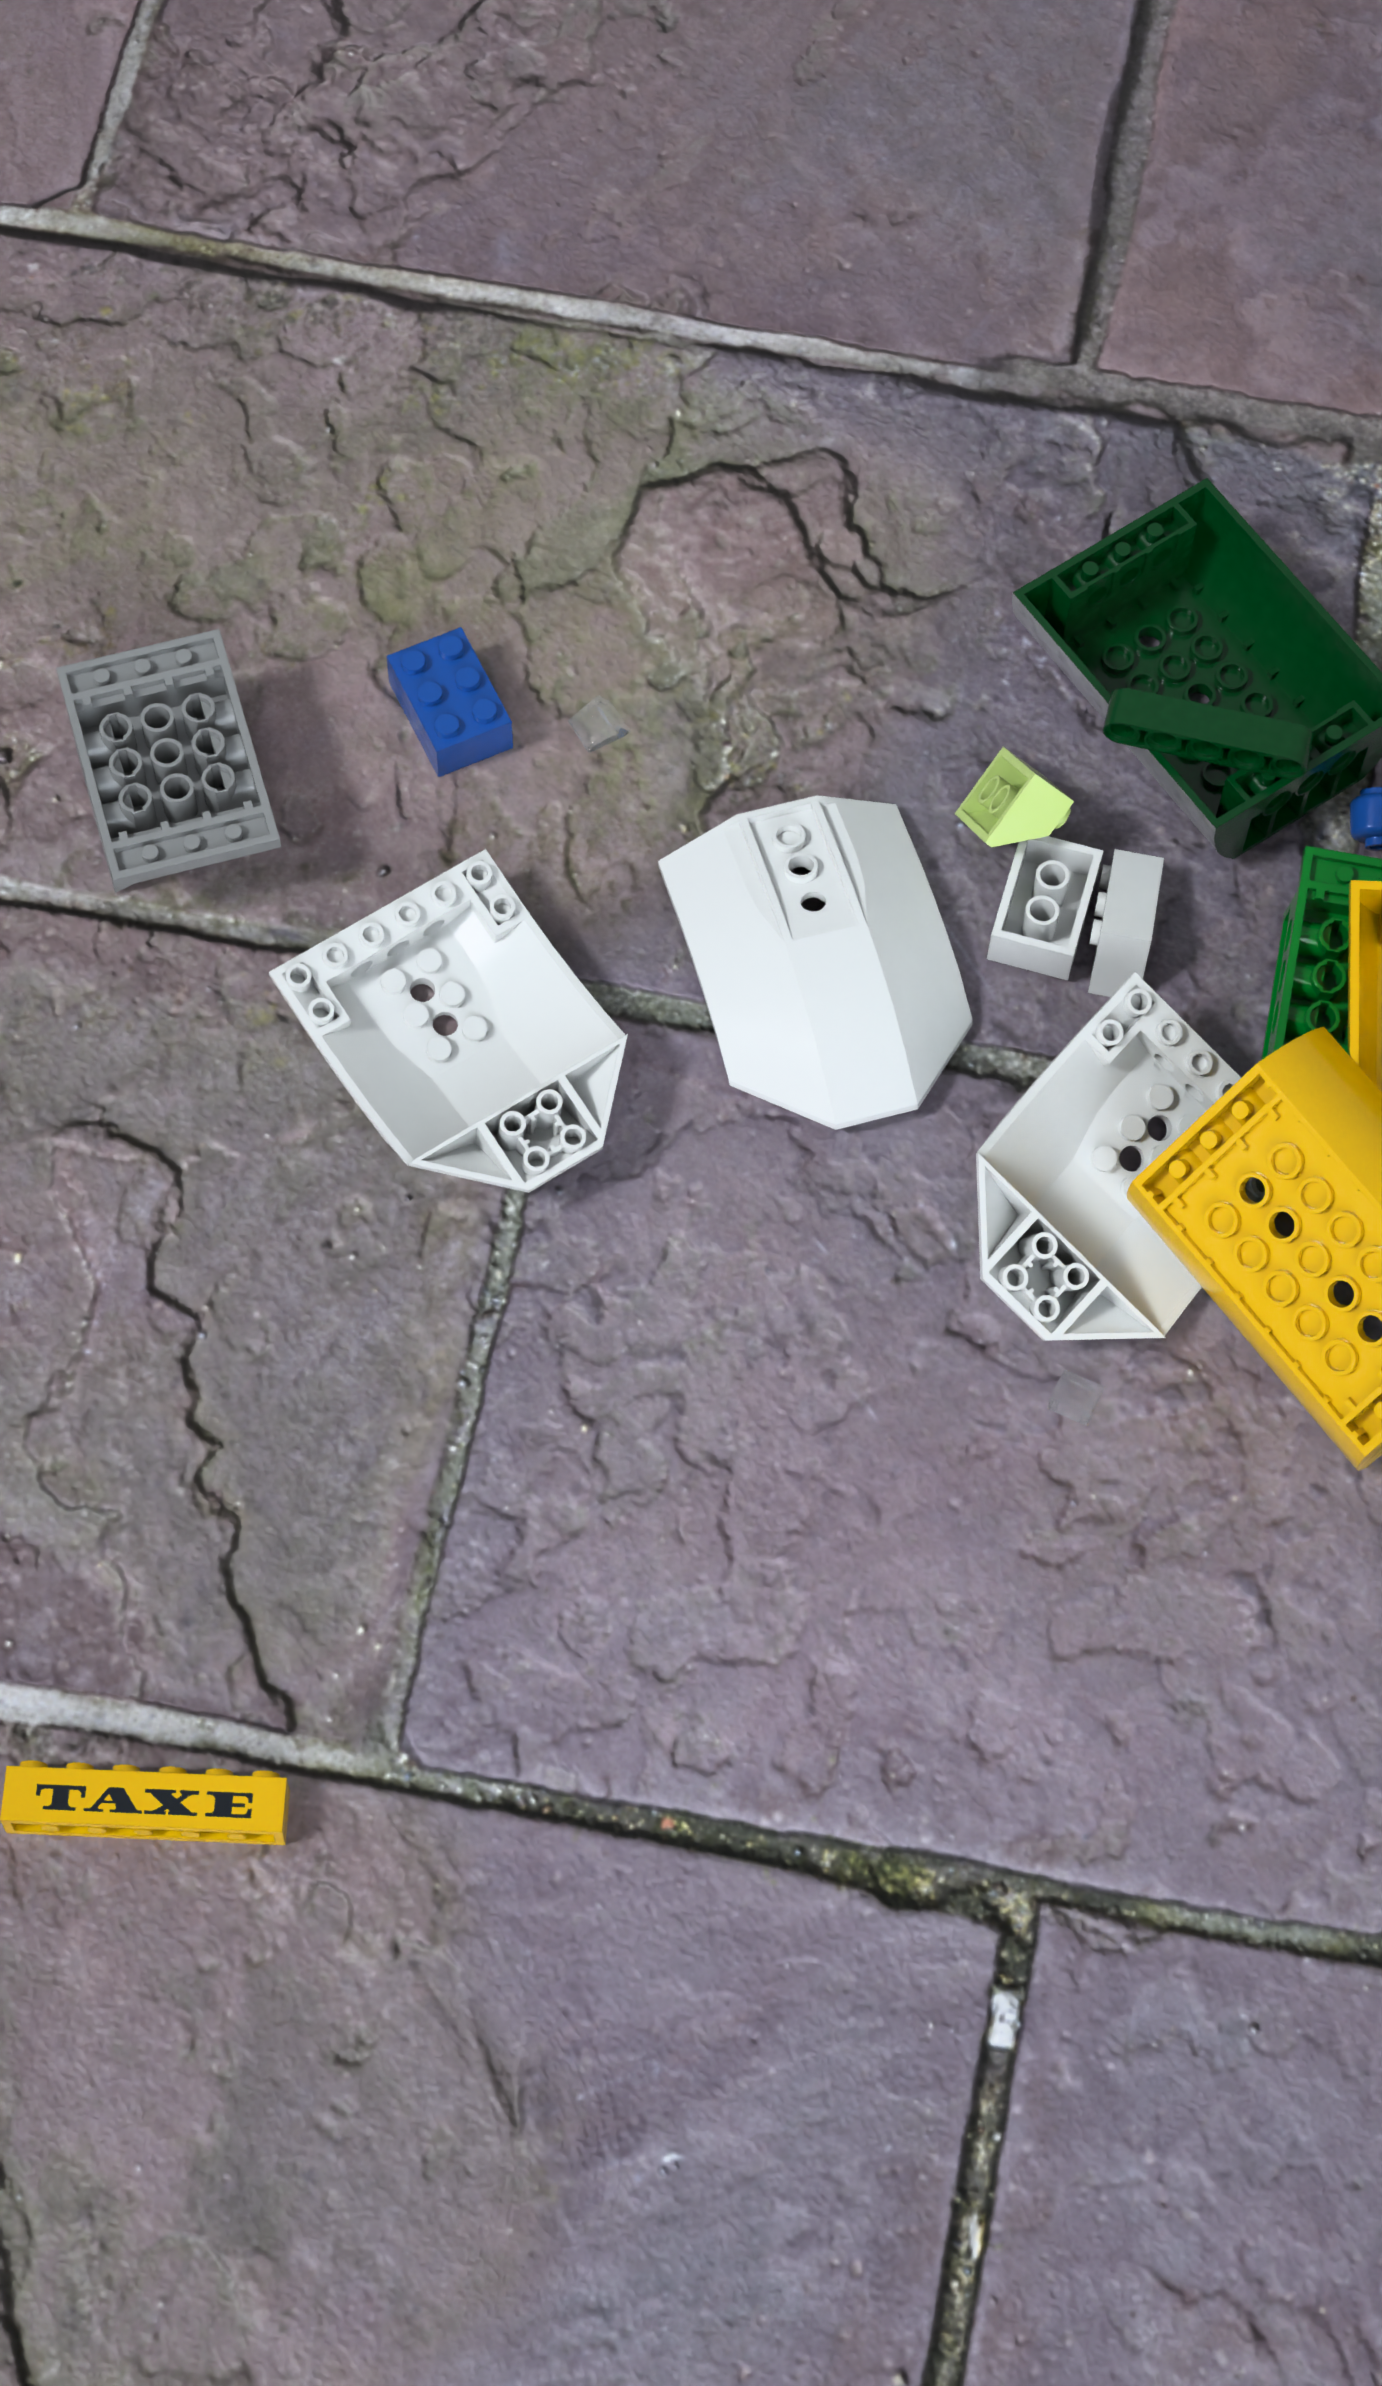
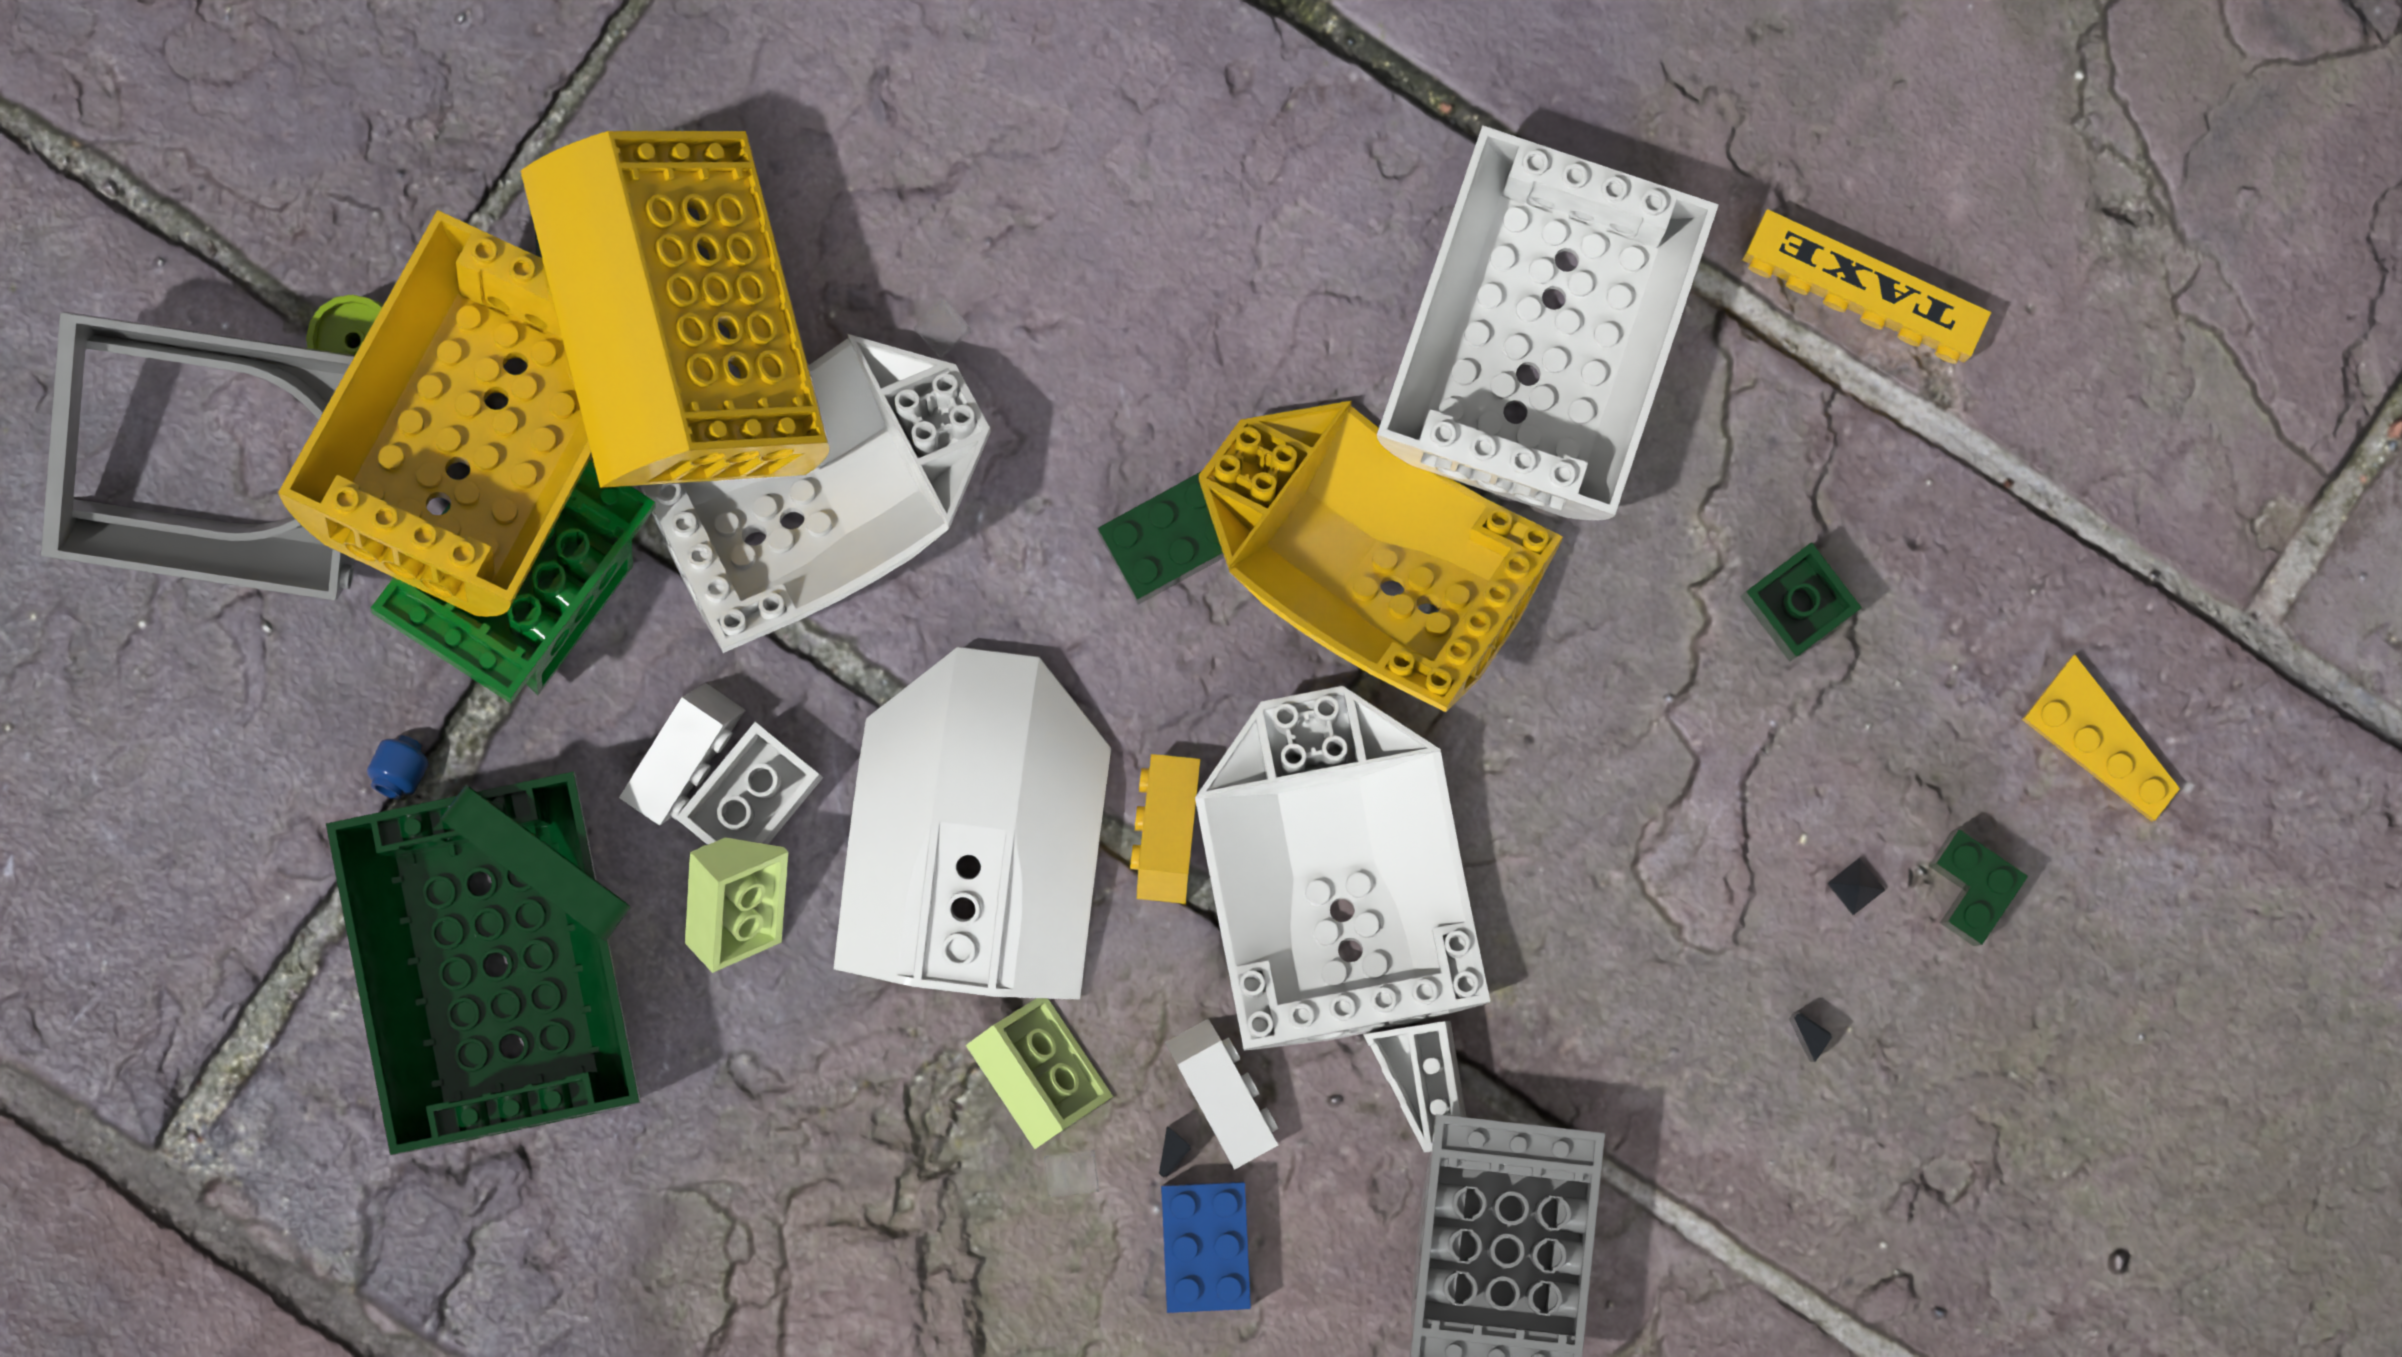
camera: 155 degrees left, 20 degrees up
(100, 1457) = (1800, 601): none -> dark green brick
(300, 896) = (1422, 1073): none -> white wedge
(407, 1624) = (1593, 355): none -> white slope
(495, 820) = (1223, 1093): none -> white wedge
(513, 768) = (1173, 1152): none -> black slope
(627, 1338) = (1328, 515): none -> yellow wedge
(642, 1011) = (1165, 828): none -> yellow wedge
(665, 786) = (1039, 1071): none -> yellowish green slope
(758, 1282) = (1163, 540): none -> dark green brick

